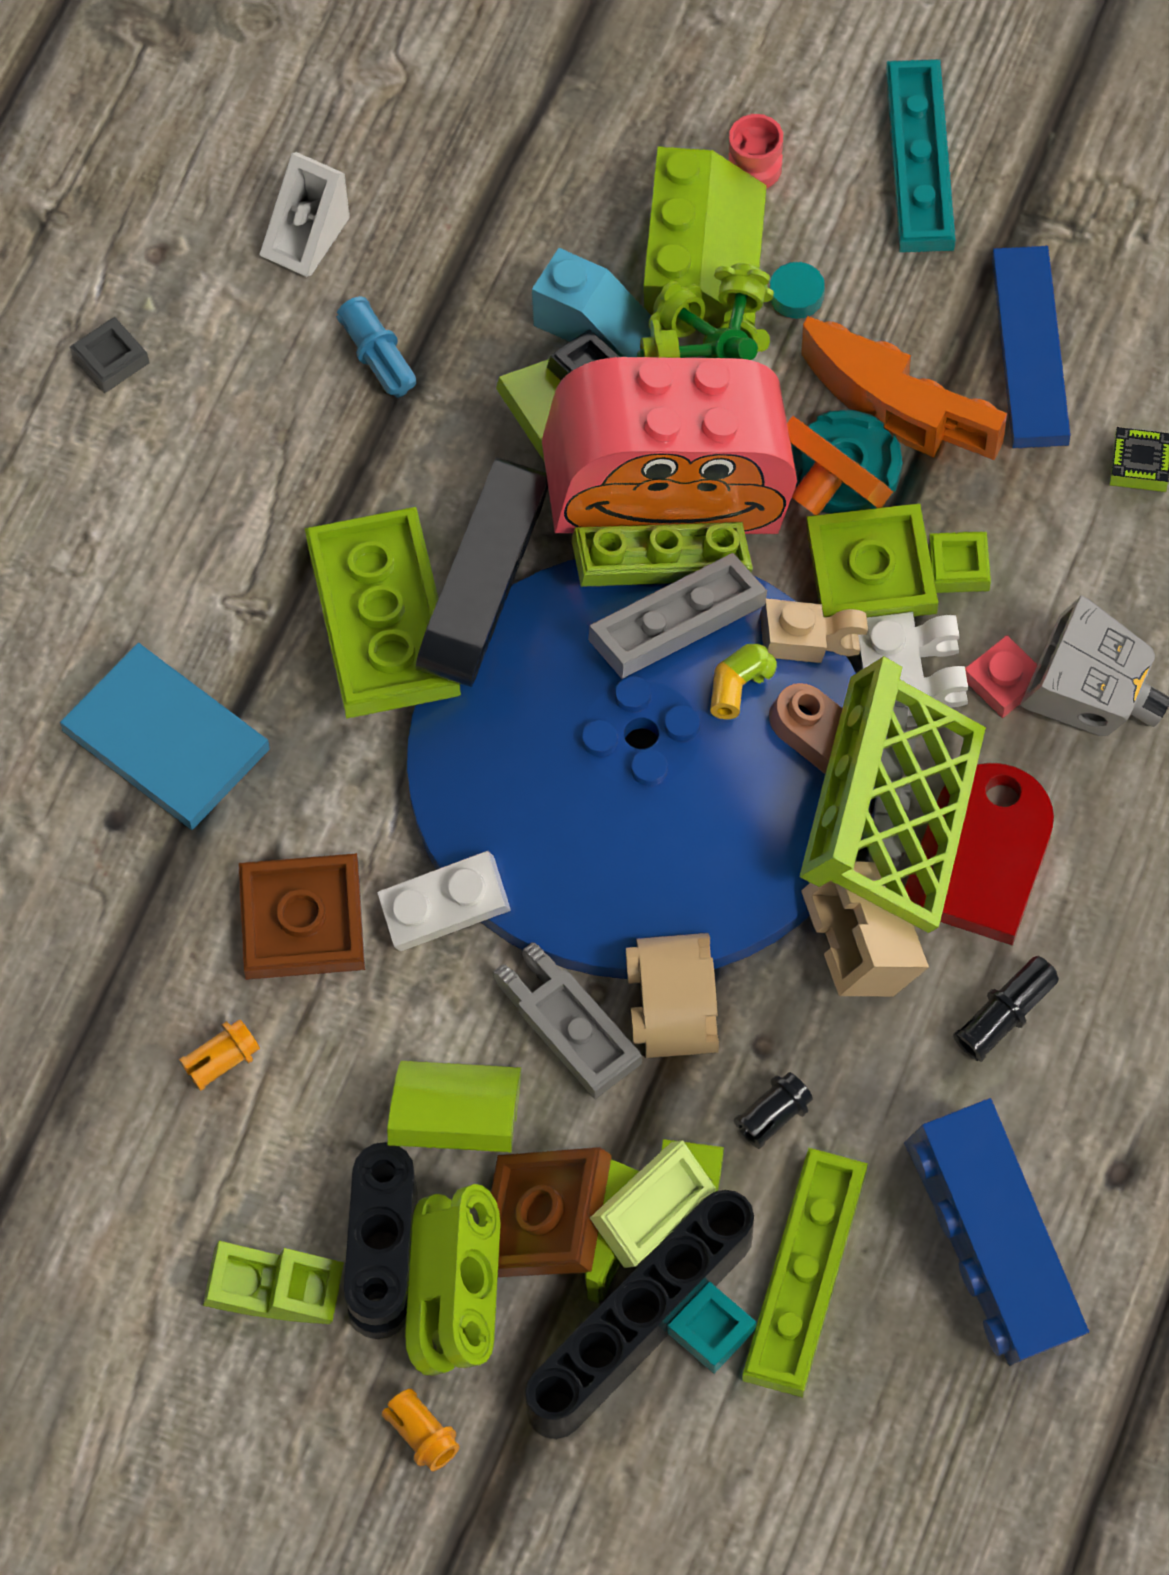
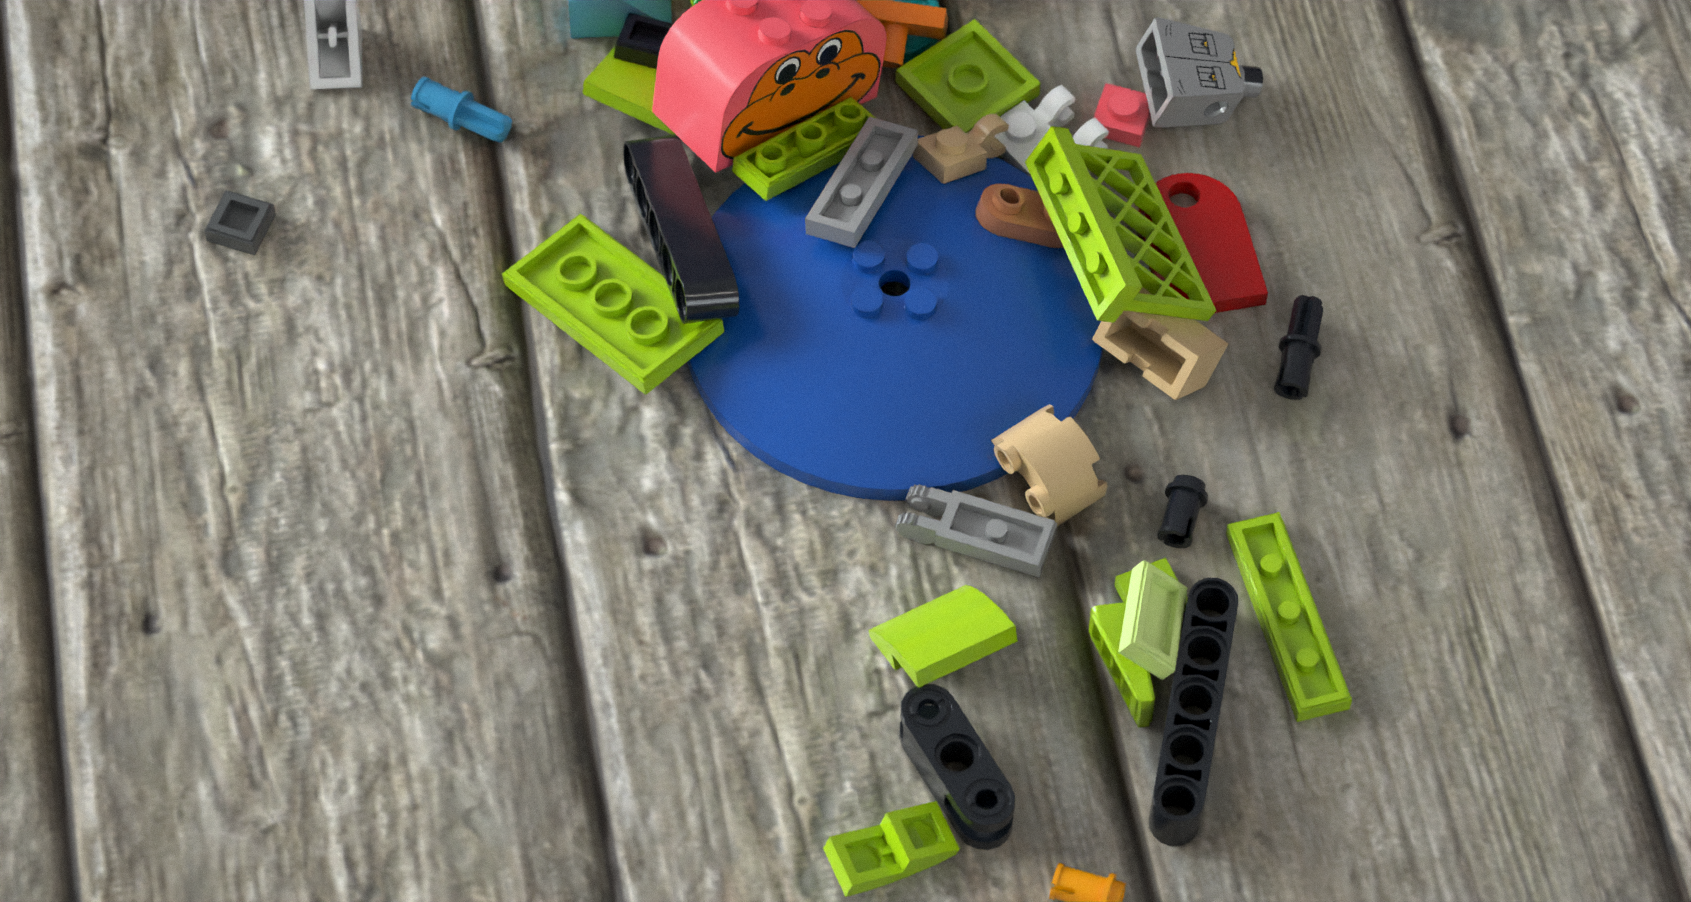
camera: 35 degrees left, 5 degrees down
(165, 736) = (500, 486): dark azure tile -> none
(220, 1054) = (725, 698): light orange pin -> none
(301, 916) = (710, 565): dark orange tile -> none
(444, 901) = (821, 491): white plate -> none
(453, 1281) = (1038, 764): lime piece -> none
(548, 1209) = (1069, 675): dark orange tile -> none
(712, 1327) = (1252, 691): teal plate -> none
(730, 675) = (935, 204): arm -> none
(960, 561) = (1033, 47): lime tile -> none
(996, 1232) = (1412, 503): blue wedge -> none

